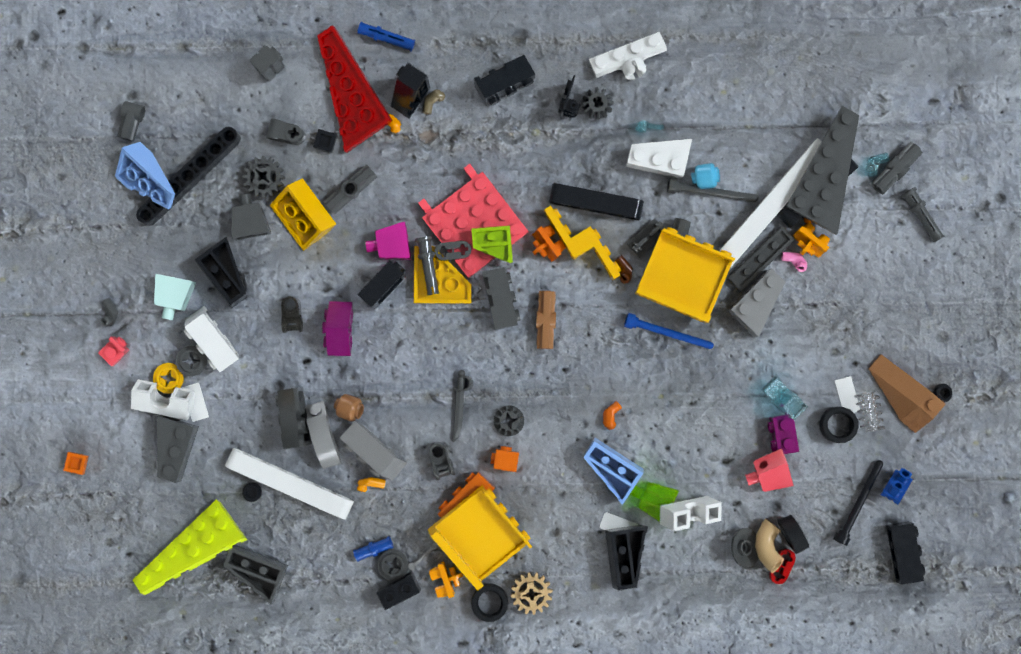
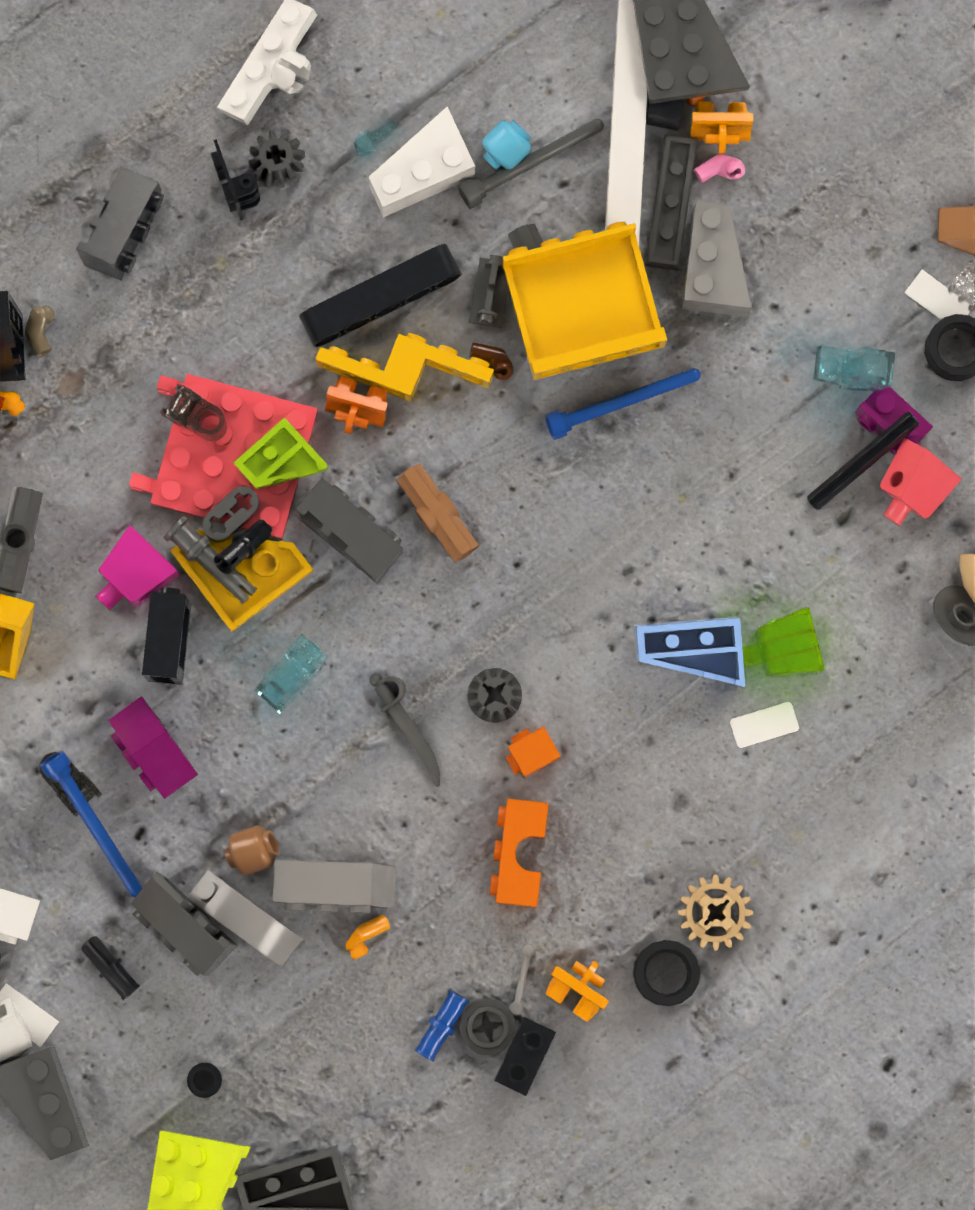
camera: 40 degrees left, 5 degrees down
(248, 411) = (110, 967): none -> black axle
(289, 307) = (58, 769): none -> blue piece
(289, 483) = (248, 1025): white beam -> none
(425, 343) = (291, 674): none -> clear light blue brick
(441, 462) = (444, 826): dark grey piece -> none
(447, 270) = (243, 546): none -> black axle
(470, 190) = (189, 411): none -> clear smoke piece
(479, 535) = (578, 885): yellow panel -> none
(609, 415) = (630, 579): orange arm -> none
(625, 555) = (804, 756): black wedge -> none
(679, 514) = (837, 634): white arch -> none
(755, 443) = (863, 460): none -> black axle

